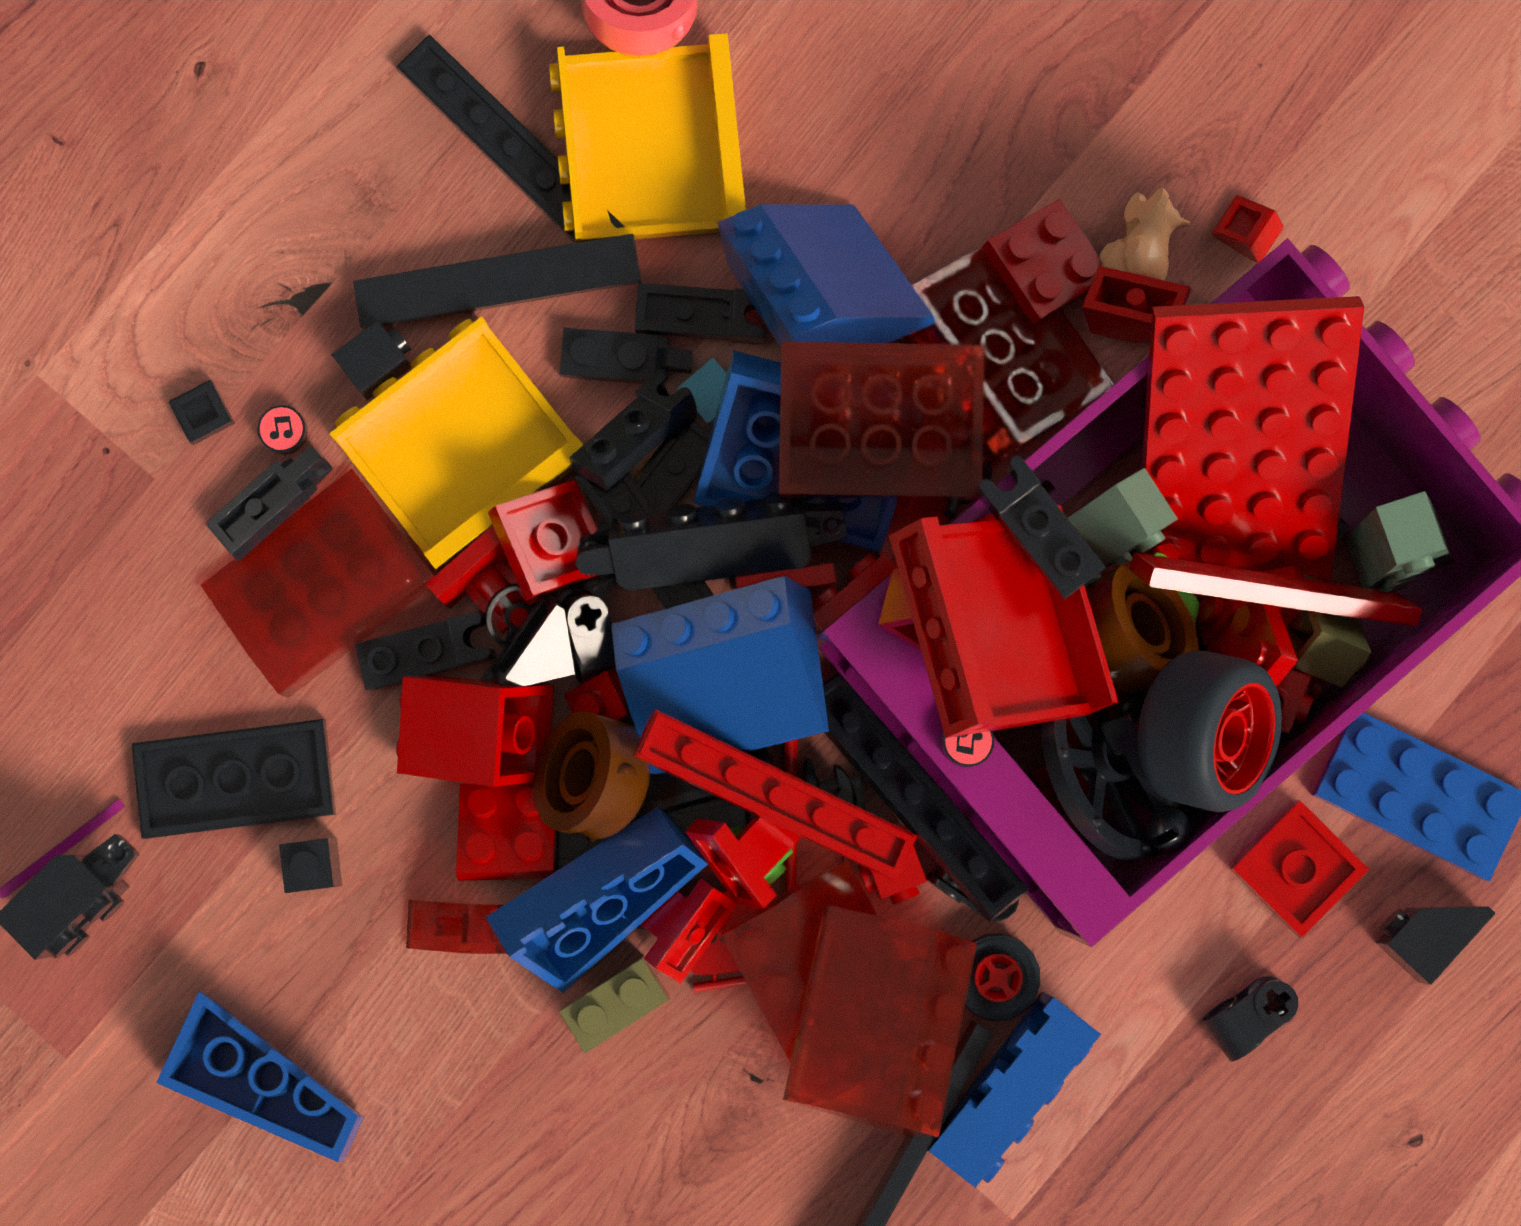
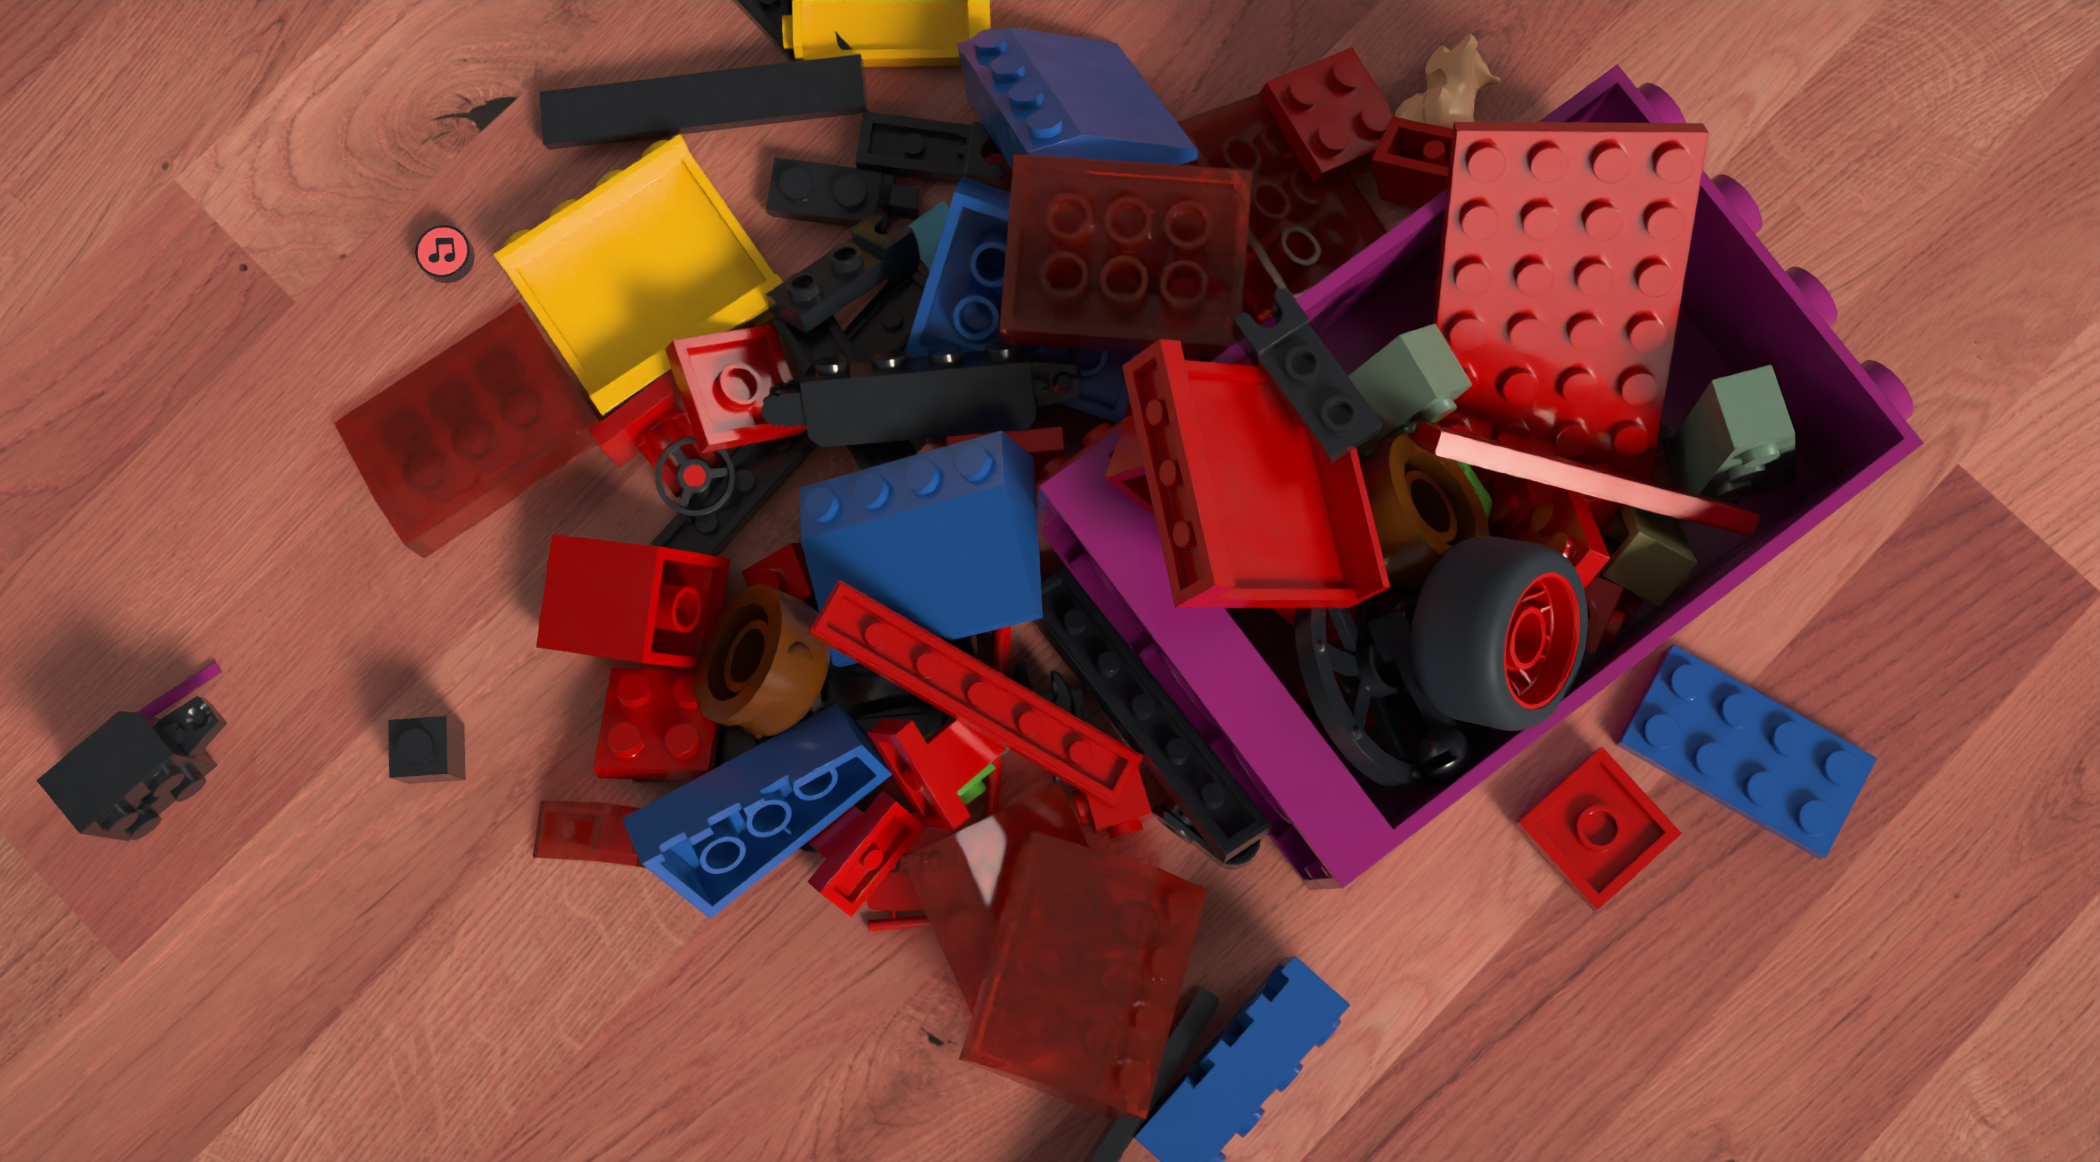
camera: 10 degrees right, 5 degrees down
(201, 412) = (355, 229): black tile -> none
(233, 779) = (349, 647): black tile -> none
(248, 1078) = (328, 997): blue wedge -> none
(268, 502) = (420, 331): black hinge -> none
(373, 358) = (552, 175): black brick -> none
(422, 651) = (583, 510): black plate -> none
(538, 648) = (714, 510): slope -> none
(590, 634) = (770, 507): black piece -> none
(614, 1004) = (770, 937): olive brick -> none
(968, 749) = (1204, 631): coral tile -> none
(1008, 989) = (1246, 924): black wheel -> none
(1244, 1022) = (1524, 1008): black piece -> none
(1248, 228) = (1558, 84): red slope -> none
(1431, 937) = (1753, 920): black slope -> none

